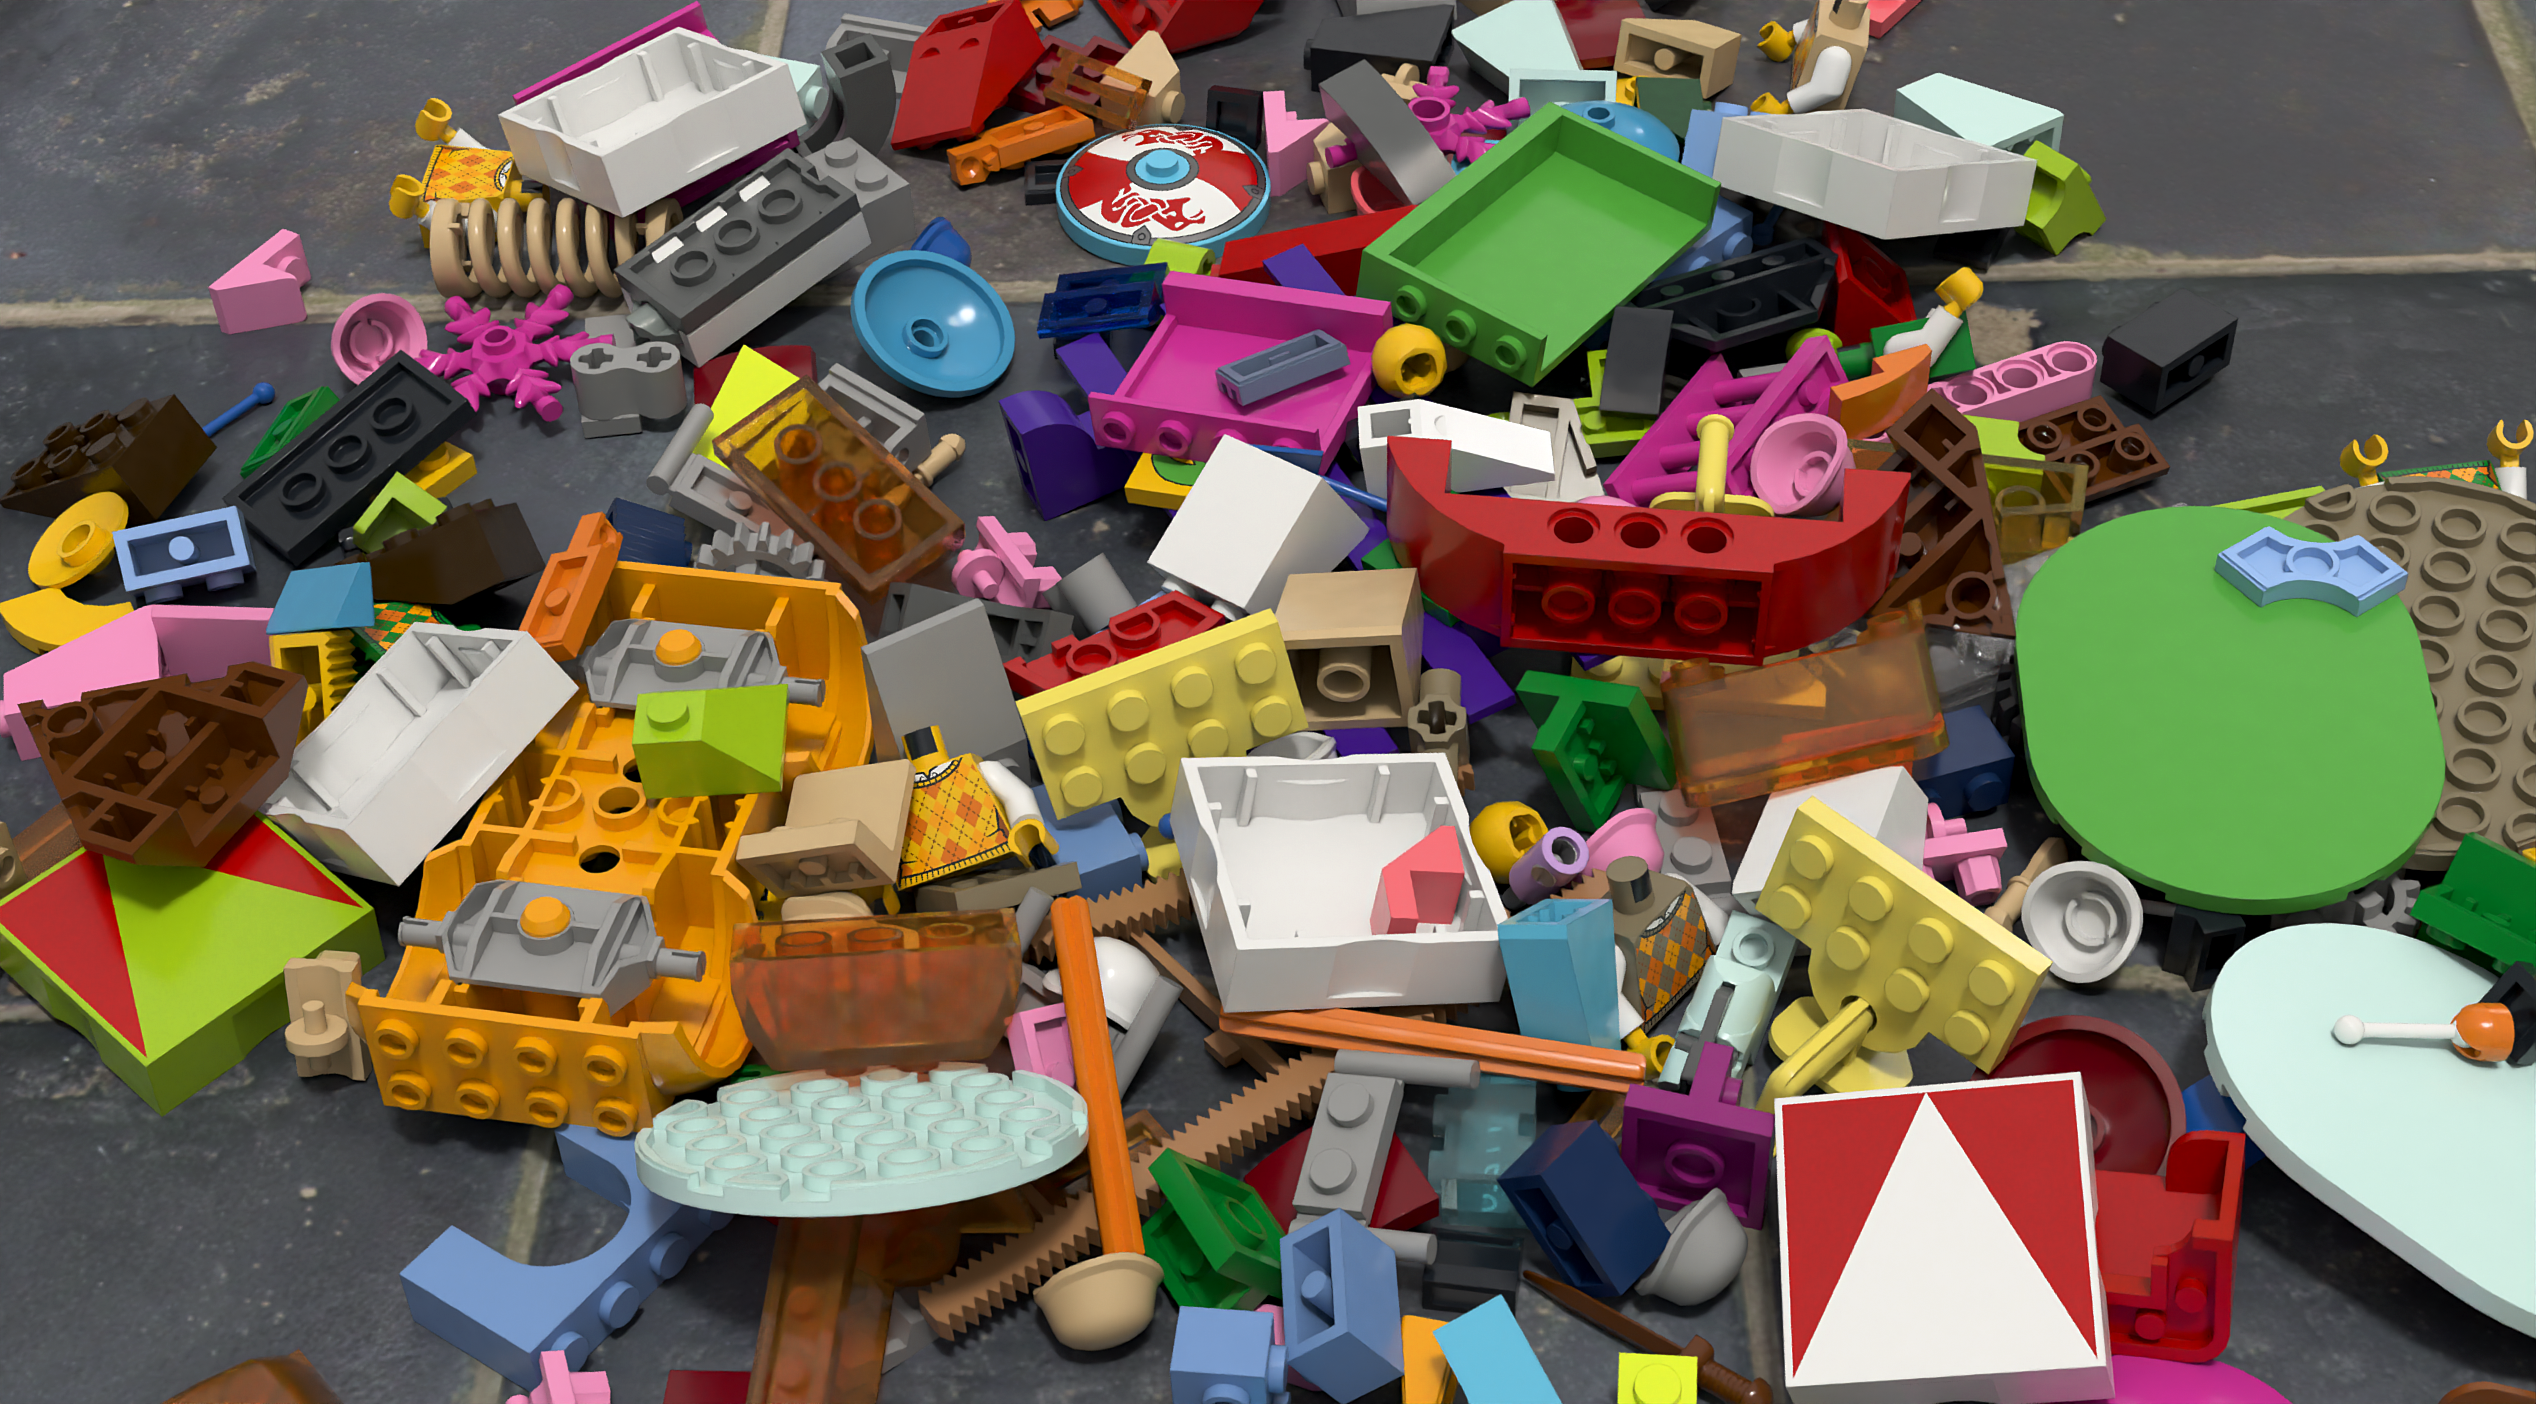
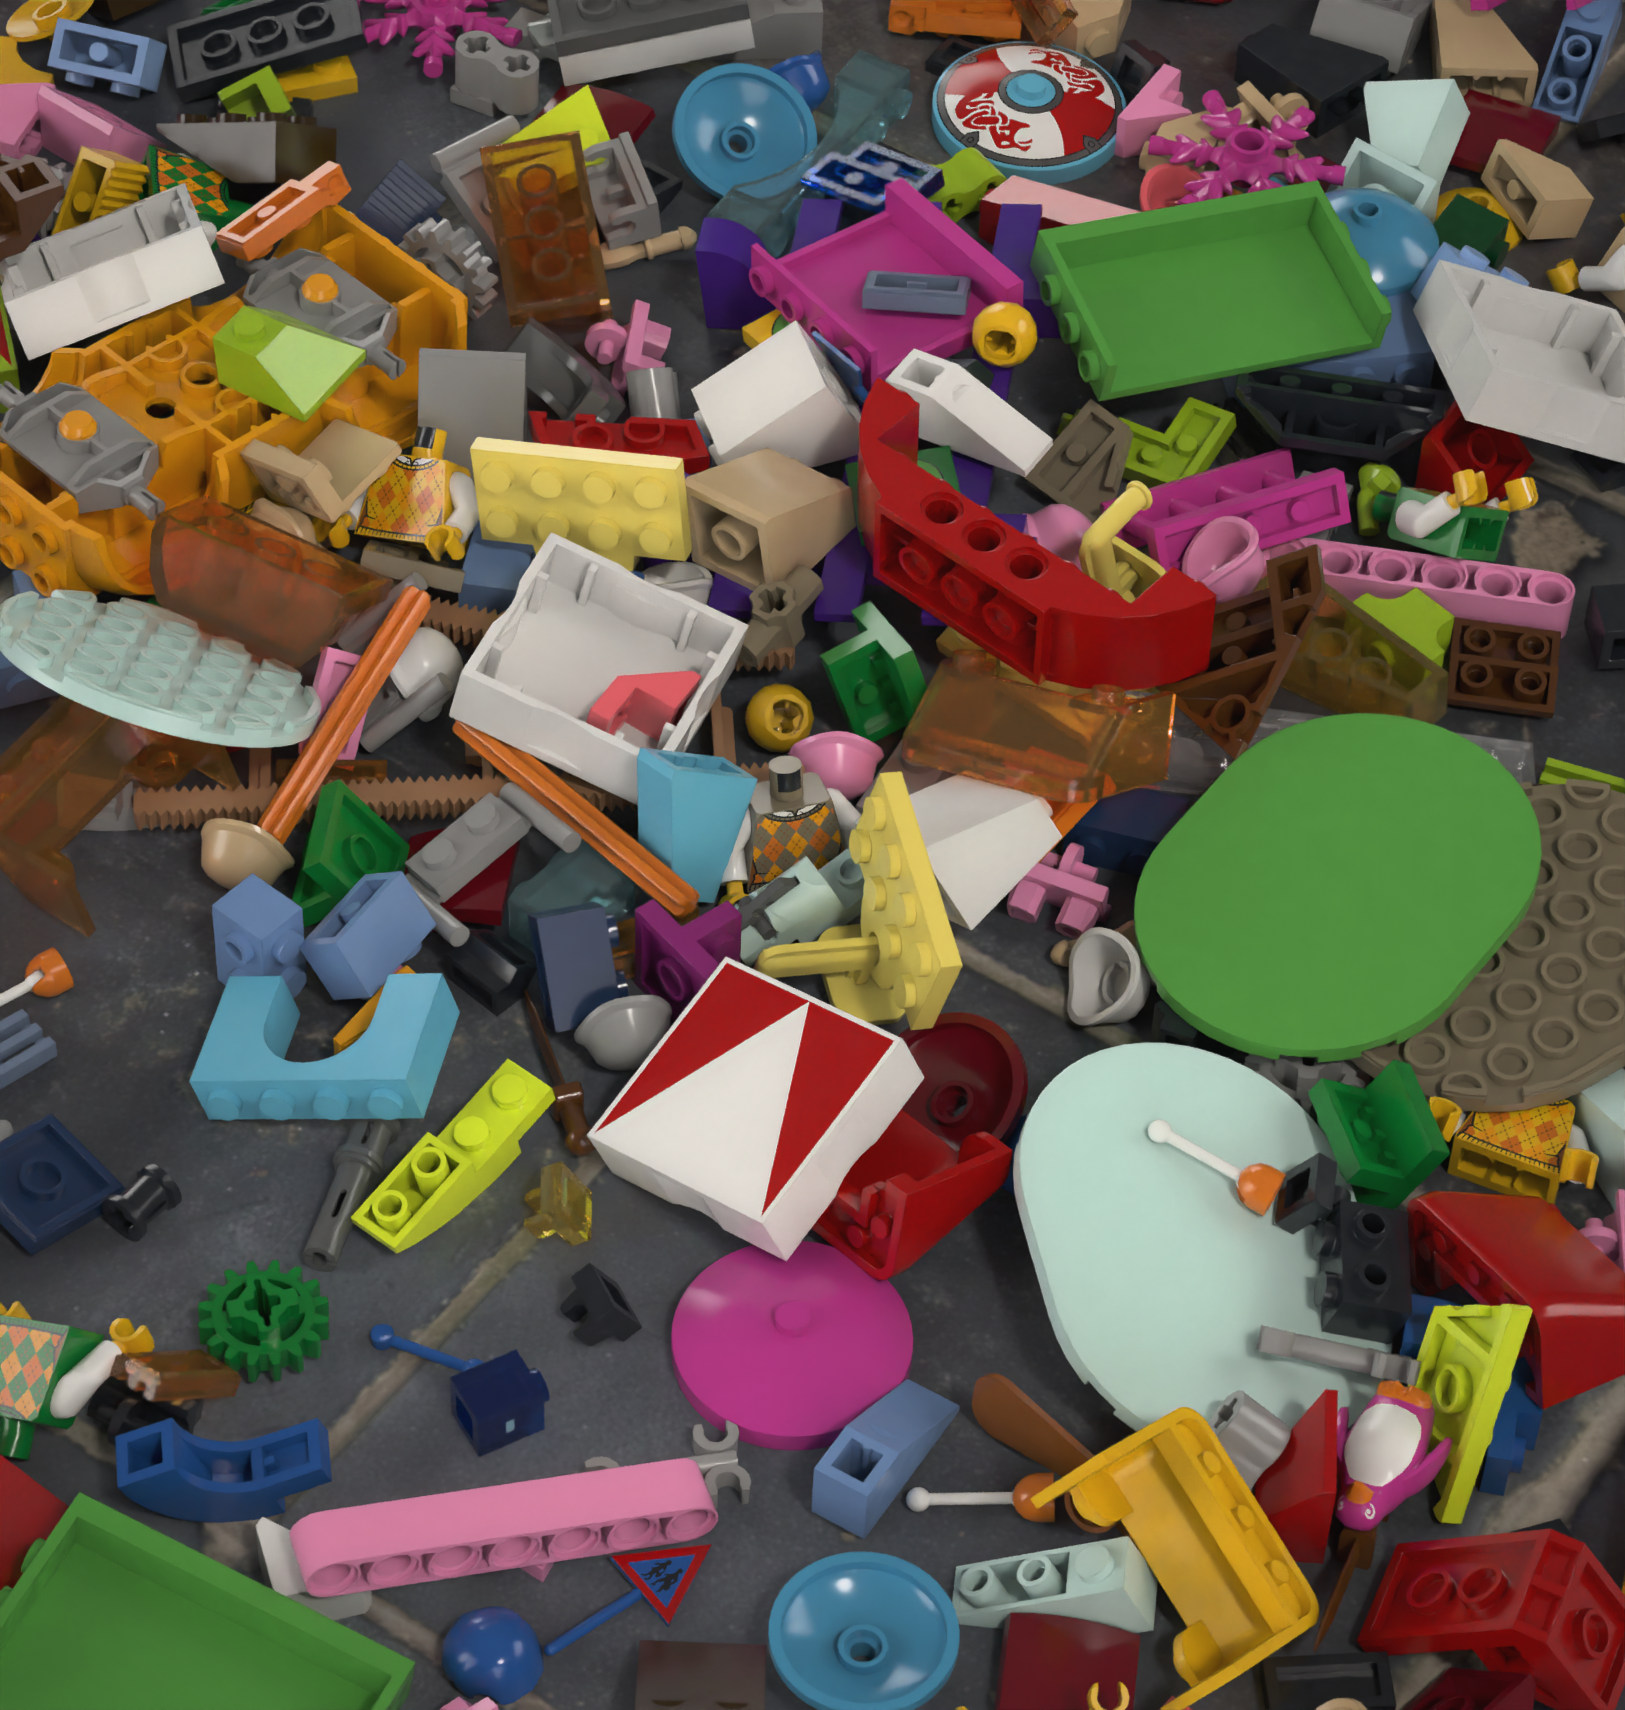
camera: 30 degrees right, 5 degrees up
(325, 600) = (141, 139): dark azure slope -> none
(1015, 259) = (866, 104): none -> clear light blue arch
(1385, 133) = (1188, 140): dark grey slope -> none
(1546, 867) = (770, 739): lavender piece -> none
(1636, 363) = (1205, 420): black slope -> none
(1881, 399) = (1371, 542): orange slope -> none
(2341, 573) = (1505, 839): light blue tile -> none

